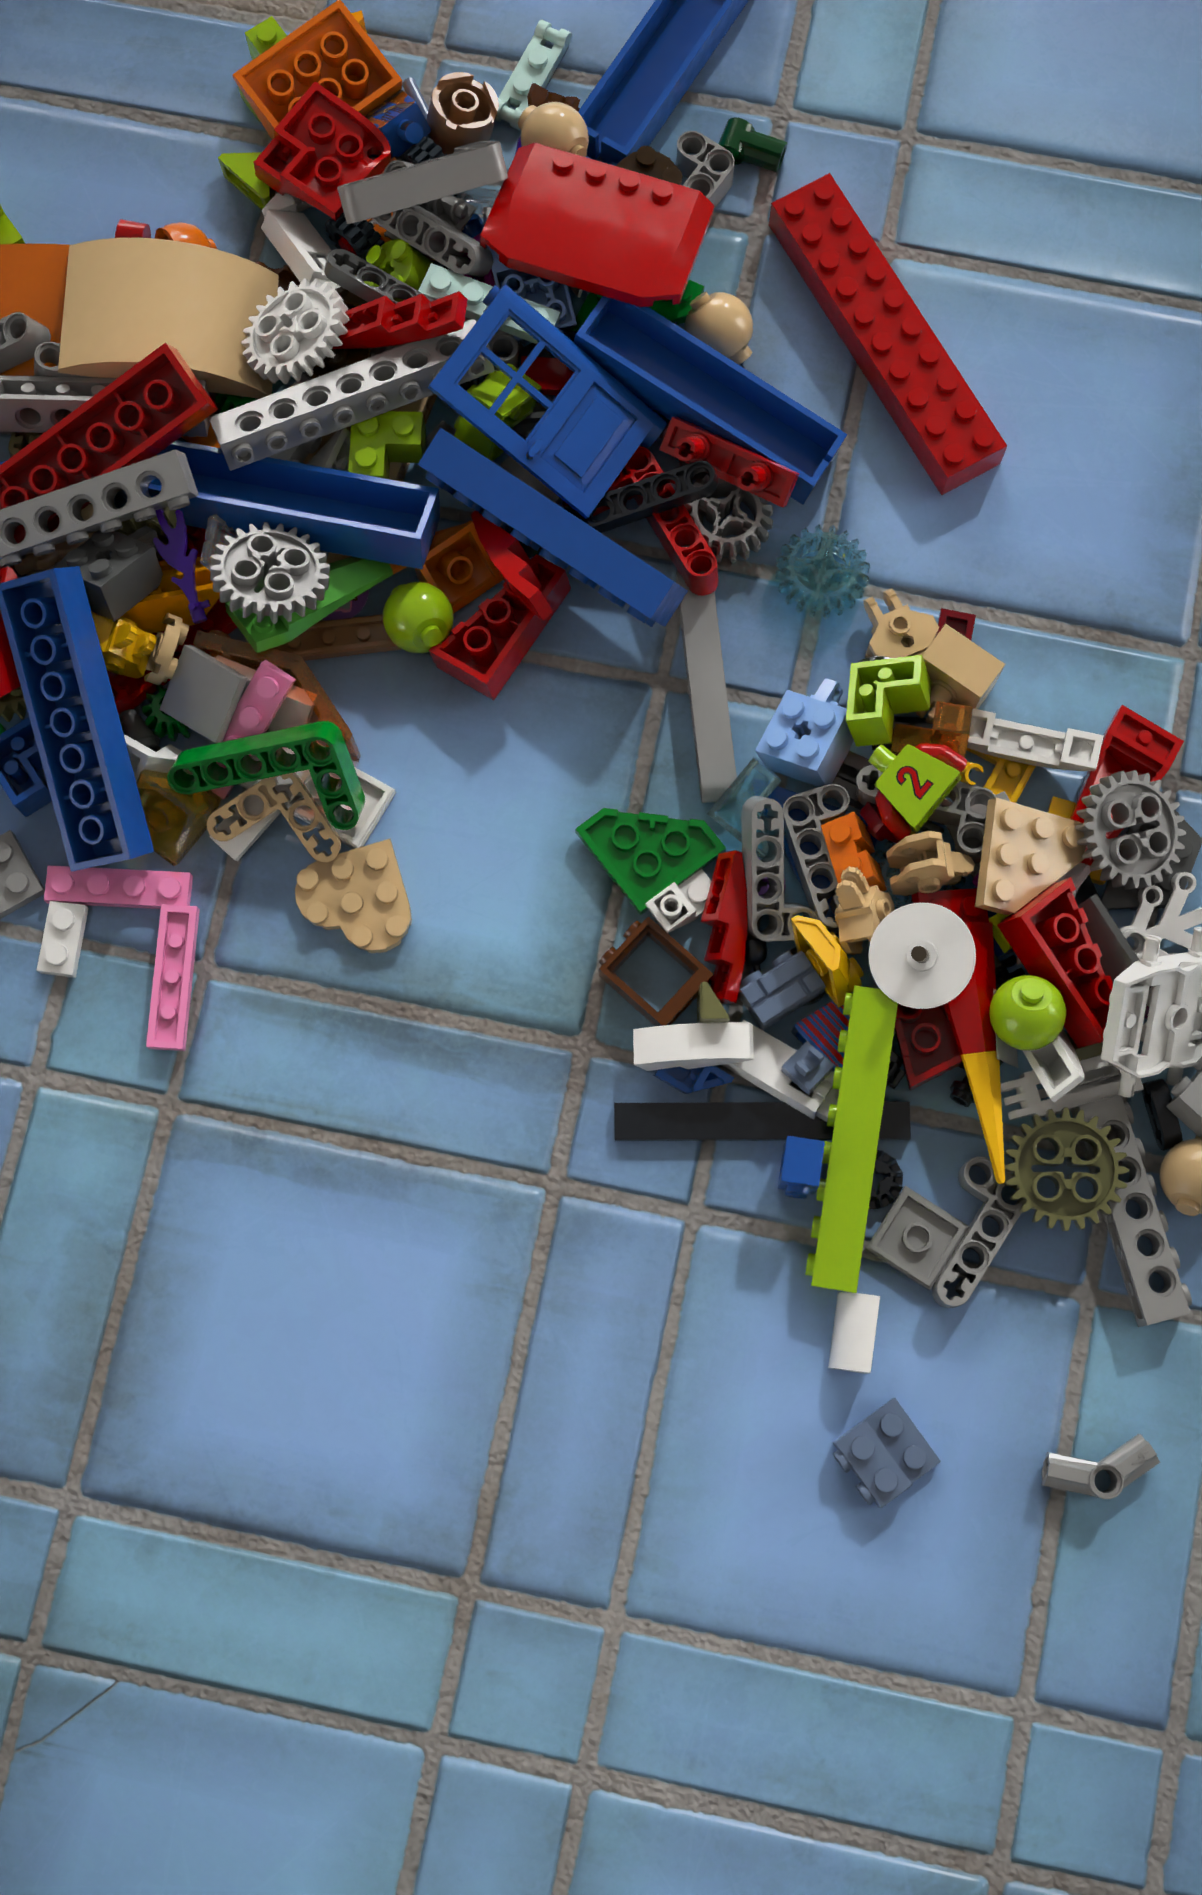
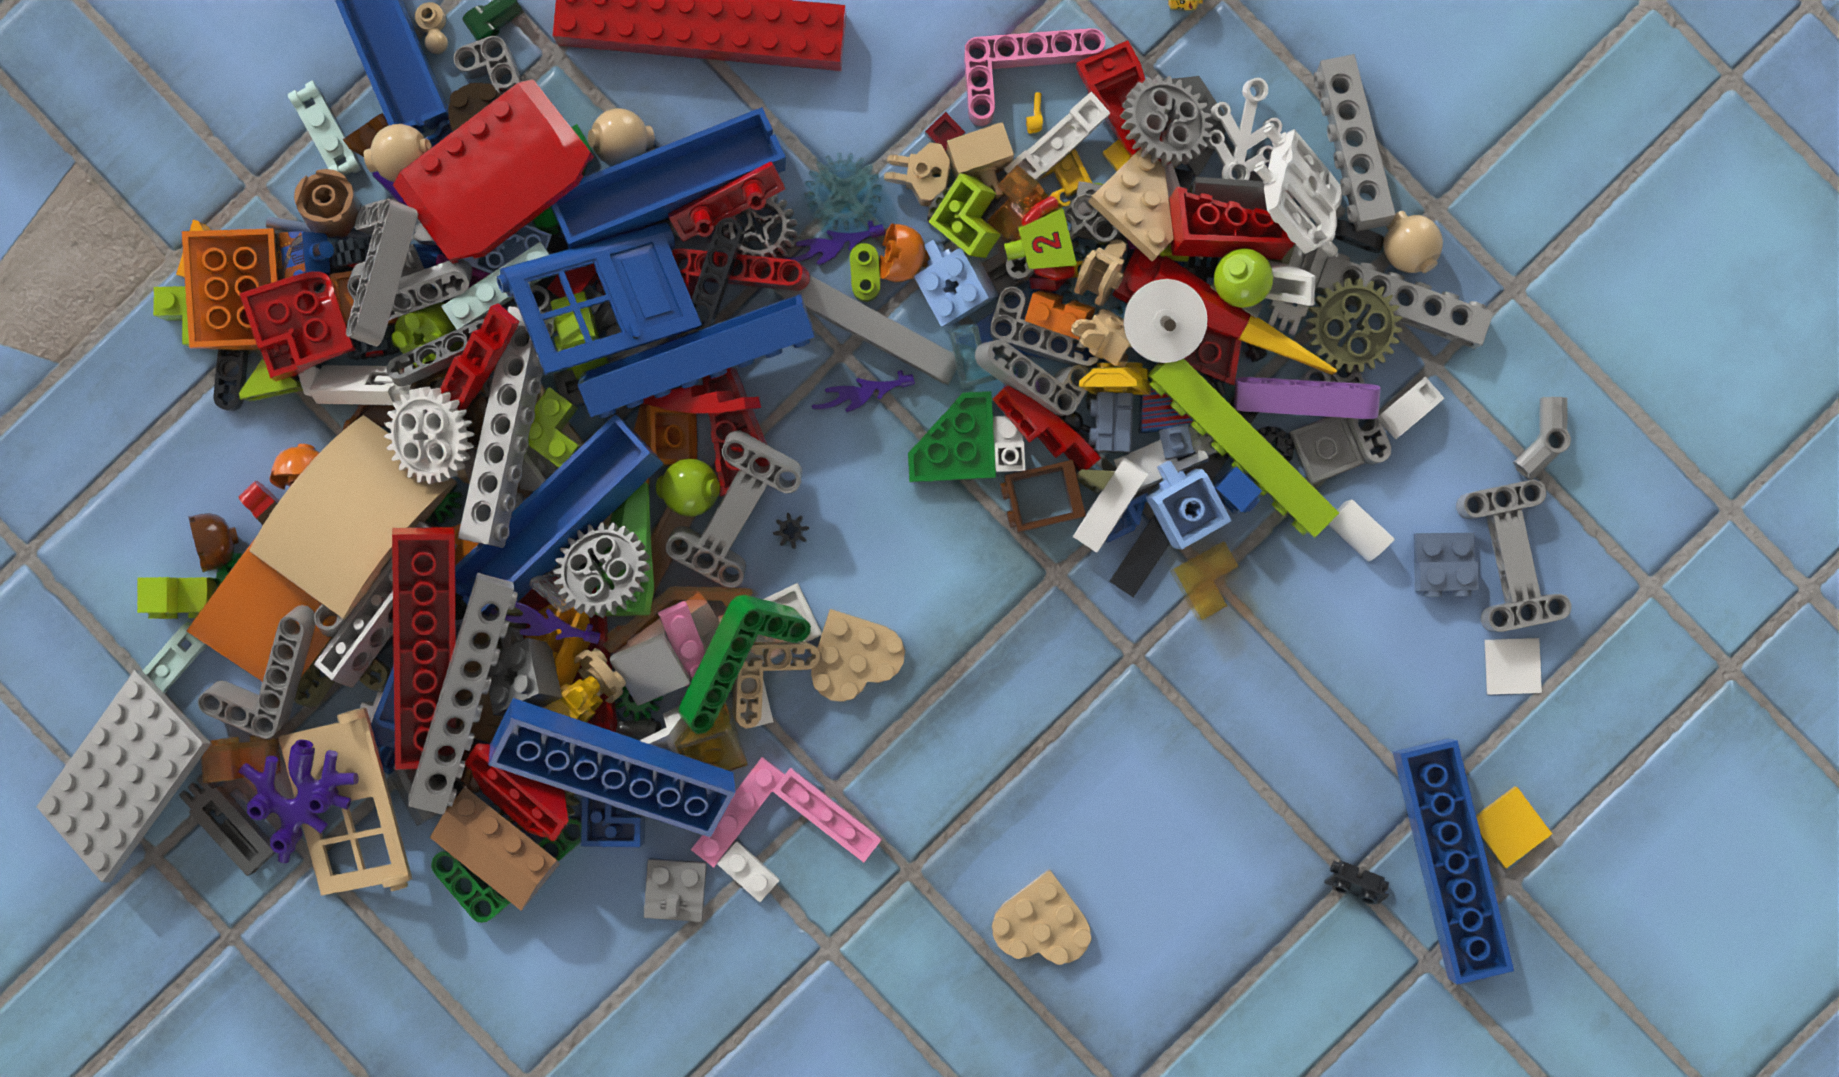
camera: 55 degrees left, 10 degrees up
(63, 218) = (213, 540): none -> reddish brown cylinder
(204, 1278) = (1042, 921): none -> tan plate
(217, 141) = (222, 389): none -> black beam
(424, 669) = (734, 510): none -> light grey beam
(442, 756) = (784, 526): none -> black gear
(469, 1612) = (1369, 888): none -> black hinge
(562, 1689) = (1453, 861): none -> blue brick
(630, 727) = (861, 395): none -> dark purple piece
(646, 1732) = (1511, 827): none -> yellow tile
(684, 1189) = (1197, 576): none -> clear yellow brick
(707, 98) = (435, 40): none -> tan plate
(758, 647) = (865, 271): none -> lime plate
(759, 601) = (832, 247): none -> dark purple piece
(770, 1118) = (1170, 504): none -> light blue hinge
(802, 668) = (903, 253): none -> orange cylinder
(827, 1611) = (1513, 666): none -> white sticker
(947, 1523) = (1513, 556): none -> light grey beam
(953, 1172) = (1307, 397): none -> medium lavender beam
(1024, 1296) = (1410, 408): none -> white slope
(1031, 711) = (1035, 122): none -> yellow hand
(1083, 650) = (1020, 58): none -> bright pink beam

